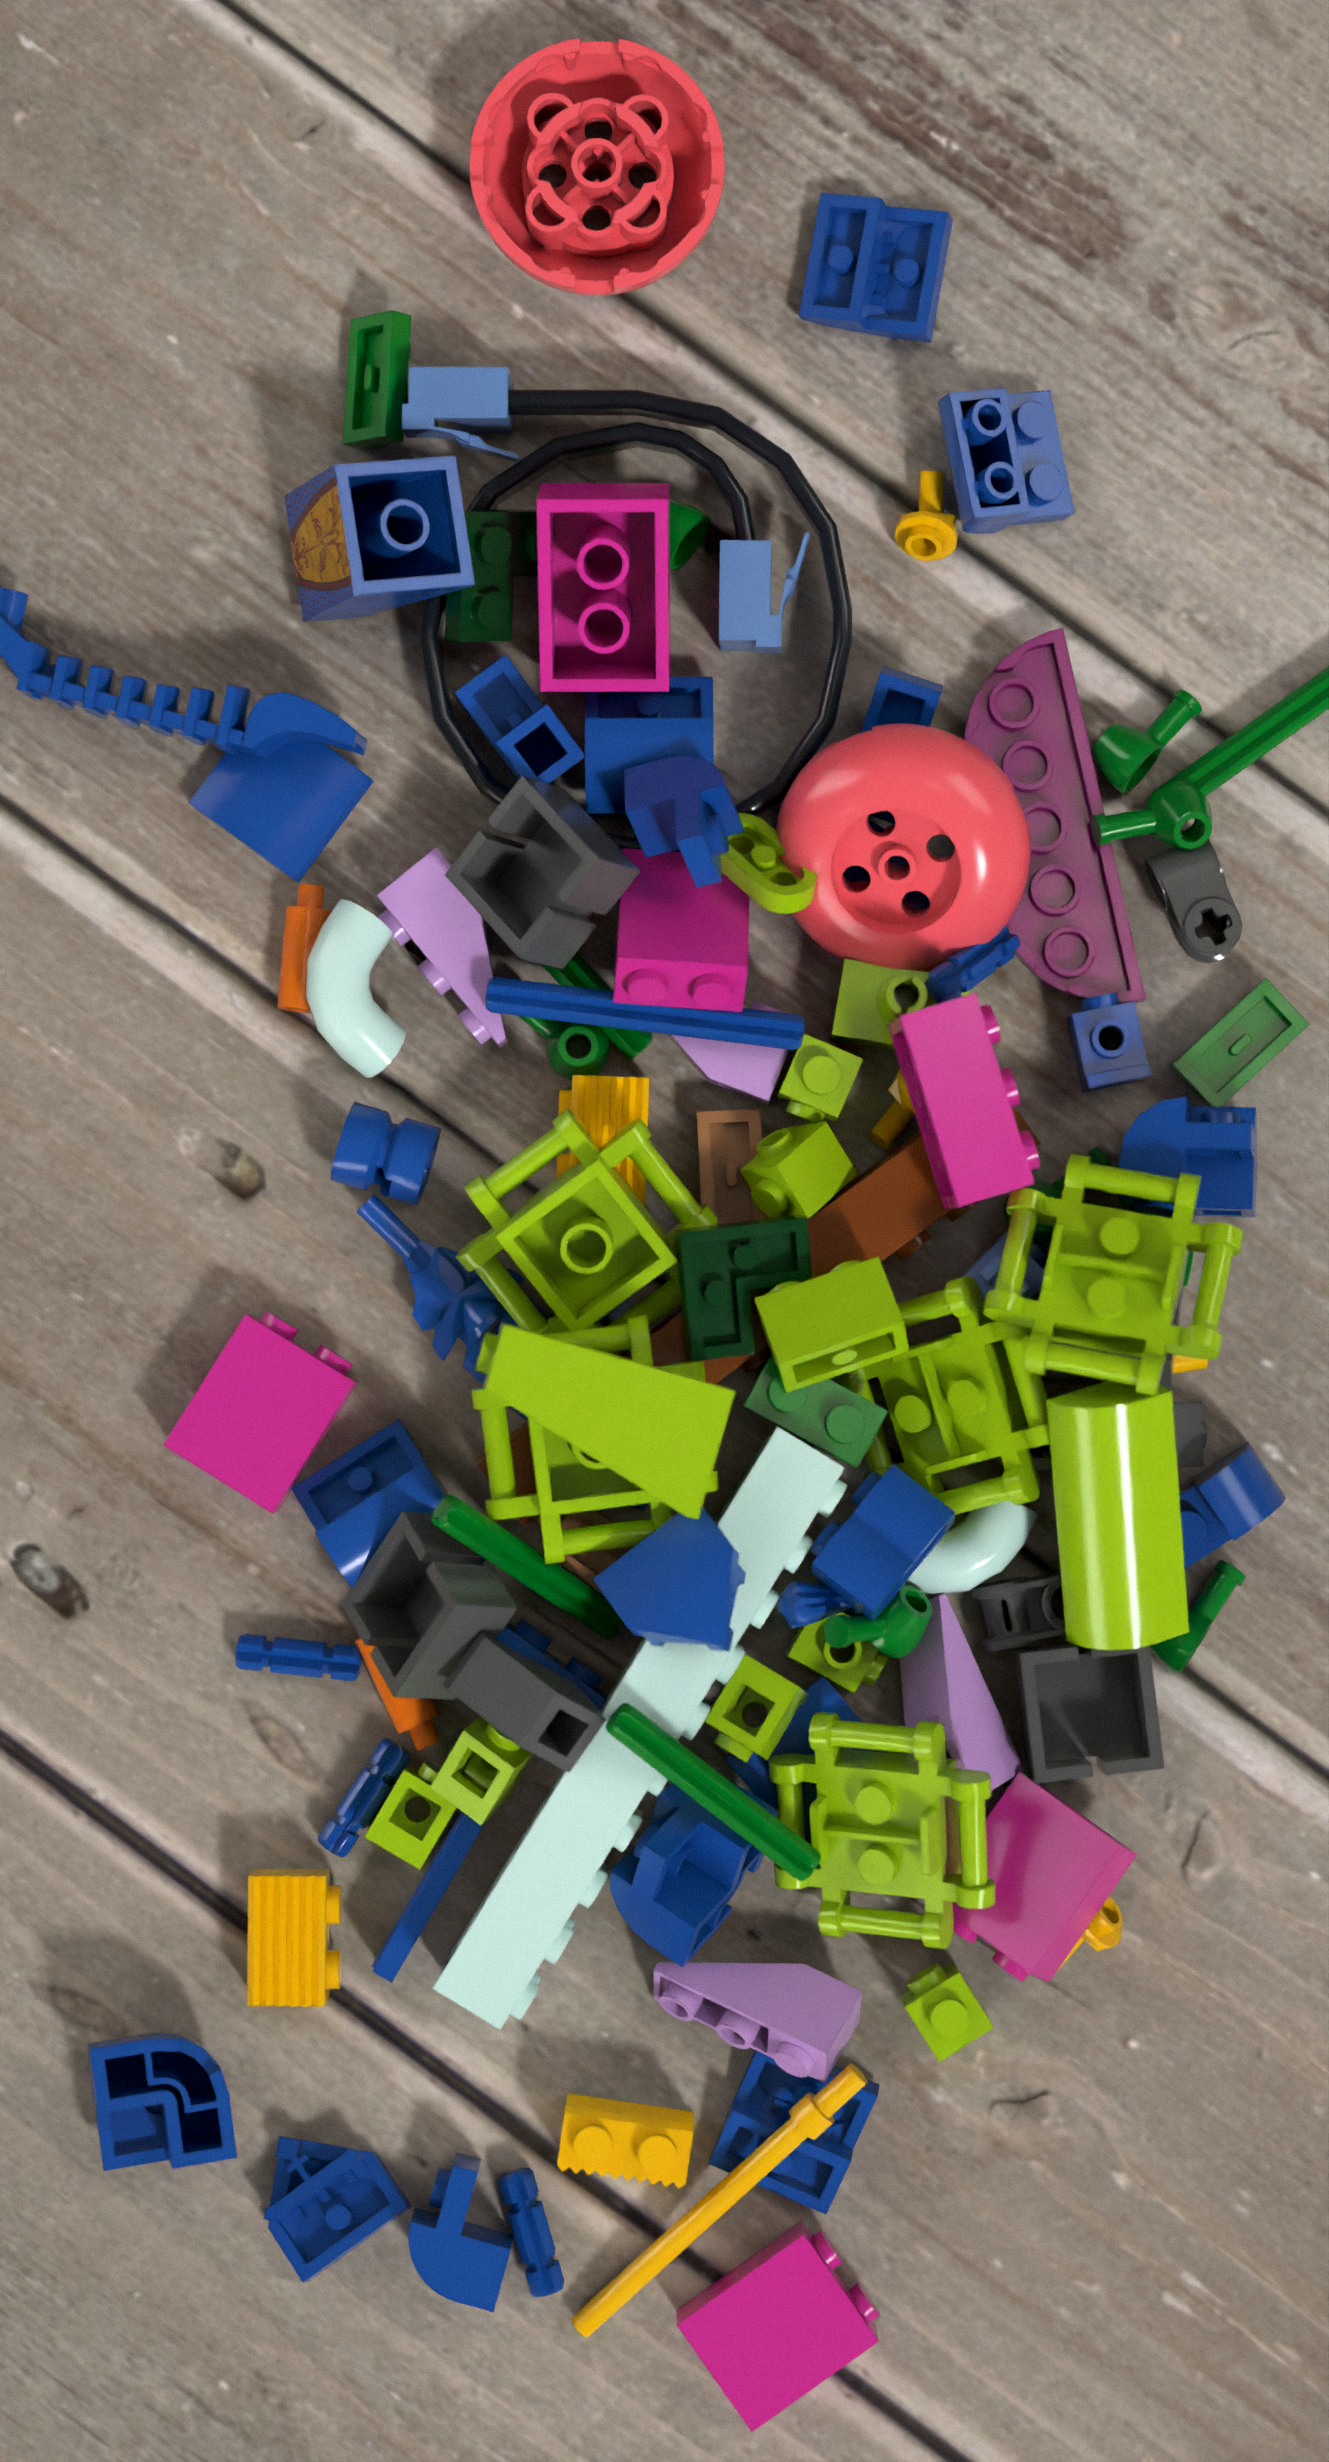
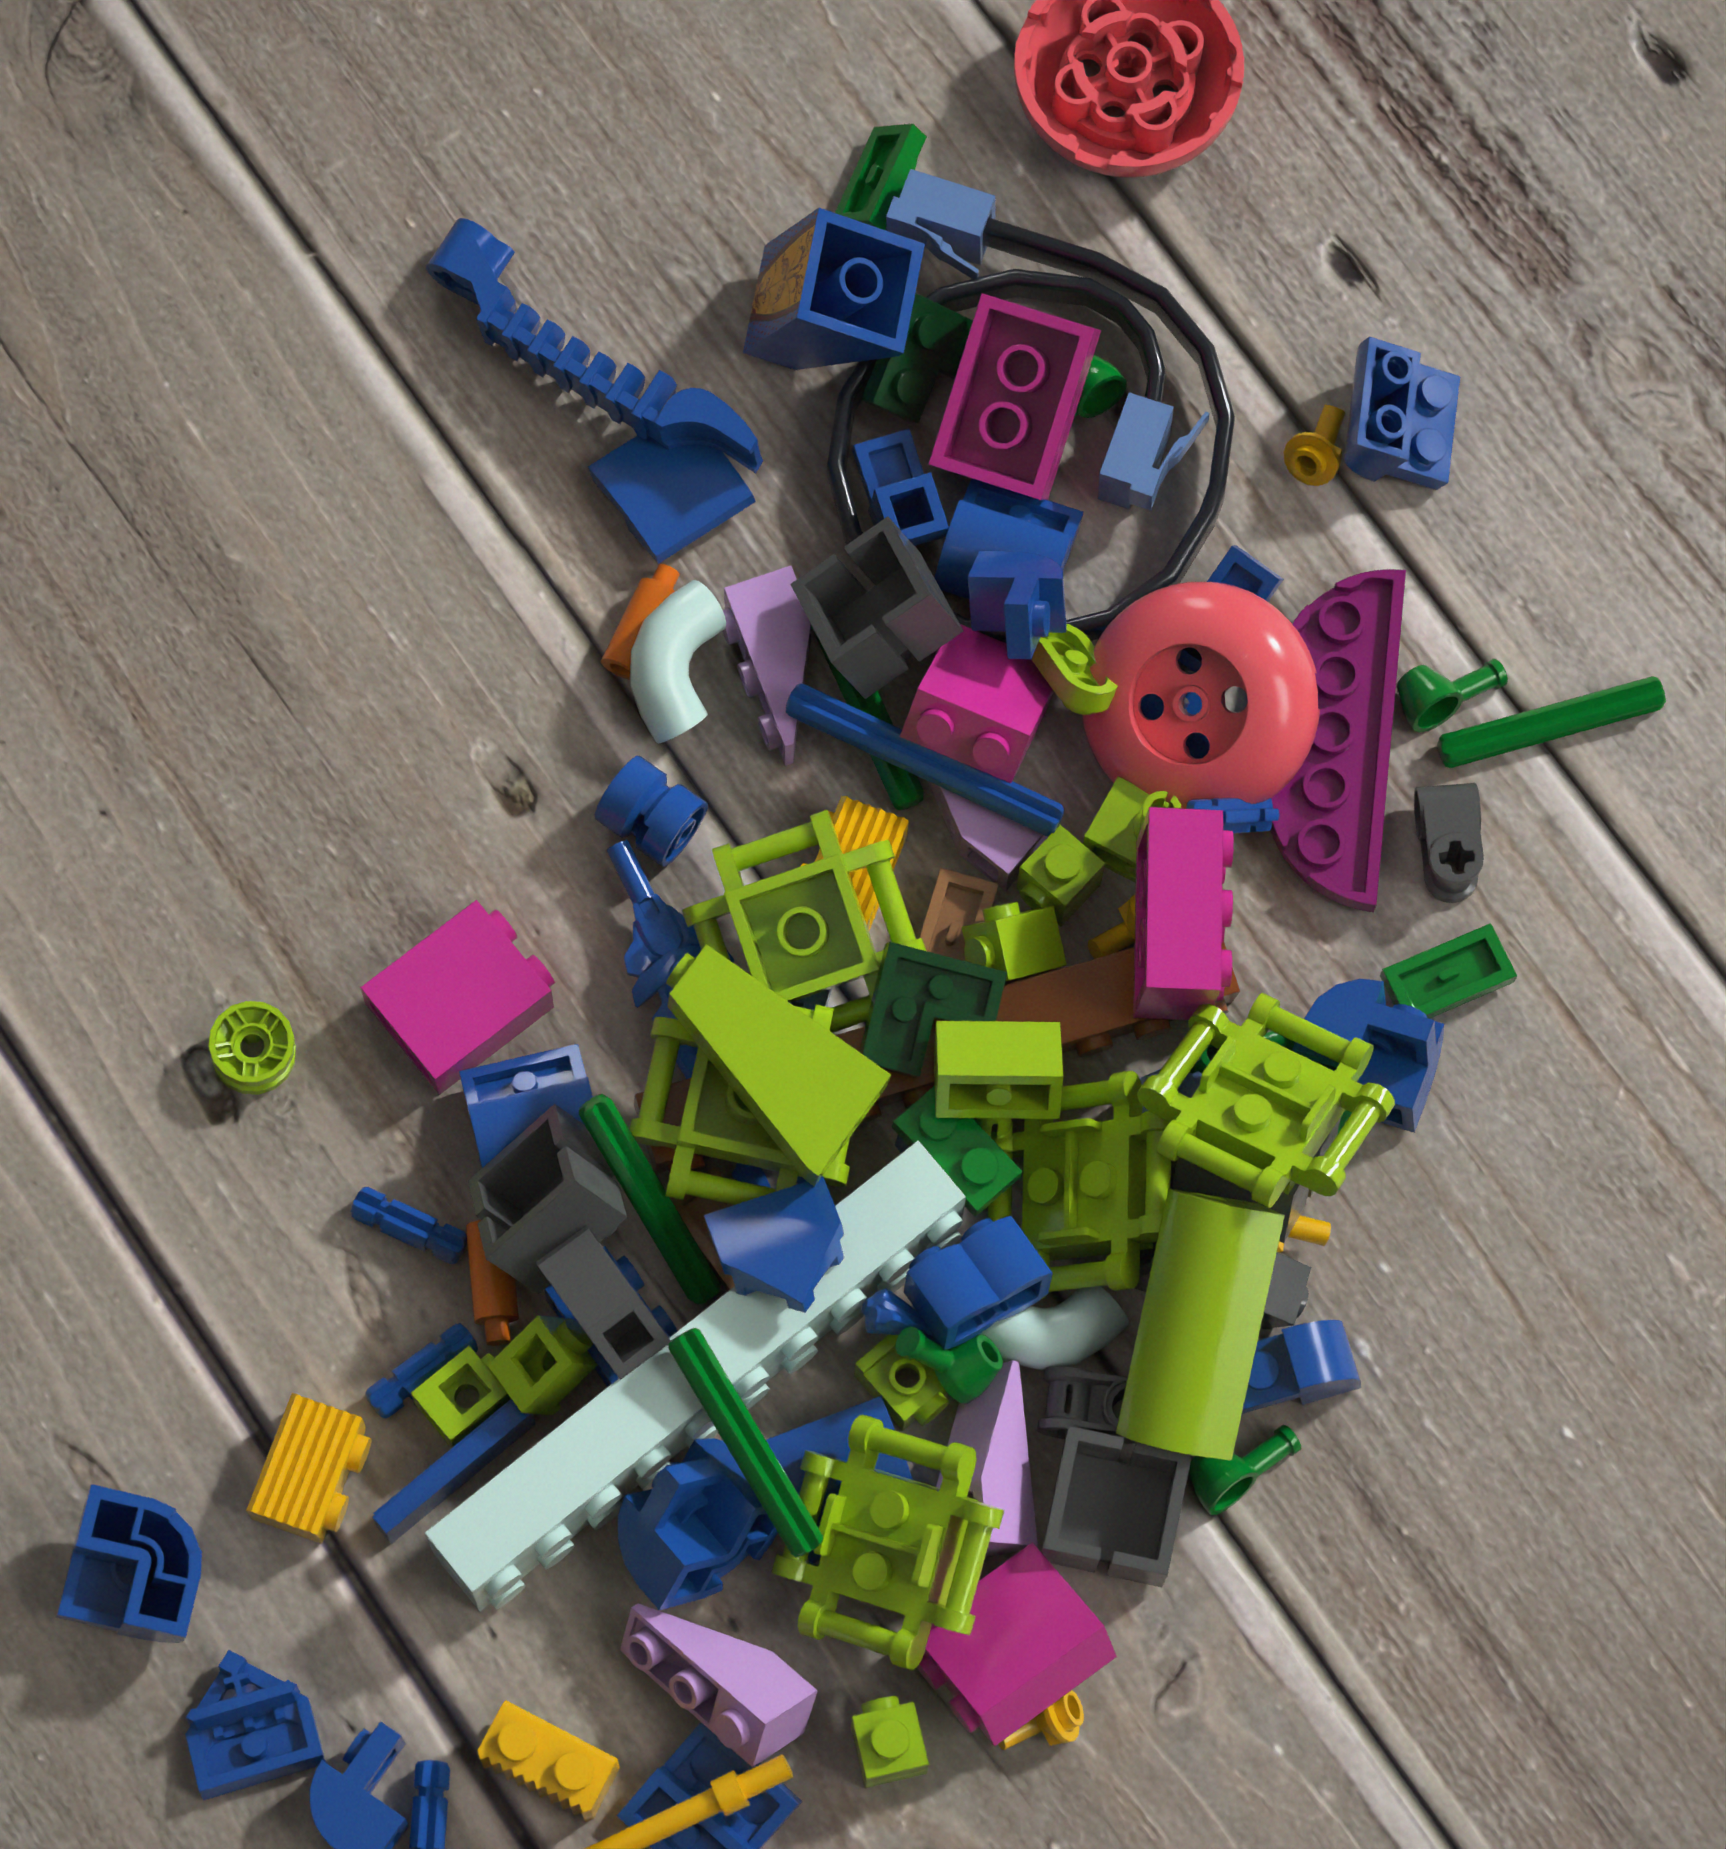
camera: 15 degrees right, 15 degrees down
(55, 1549) = (250, 1023): none -> lime wheel
(559, 1033) = (839, 765): green bar -> none
(751, 1686) = (810, 1377): lime brick -> none
(875, 267) = (1341, 231): blue slope -> none
(1096, 1065) = (1325, 953): blue brick -> none
(1163, 817) = (1438, 754): green bar -> none

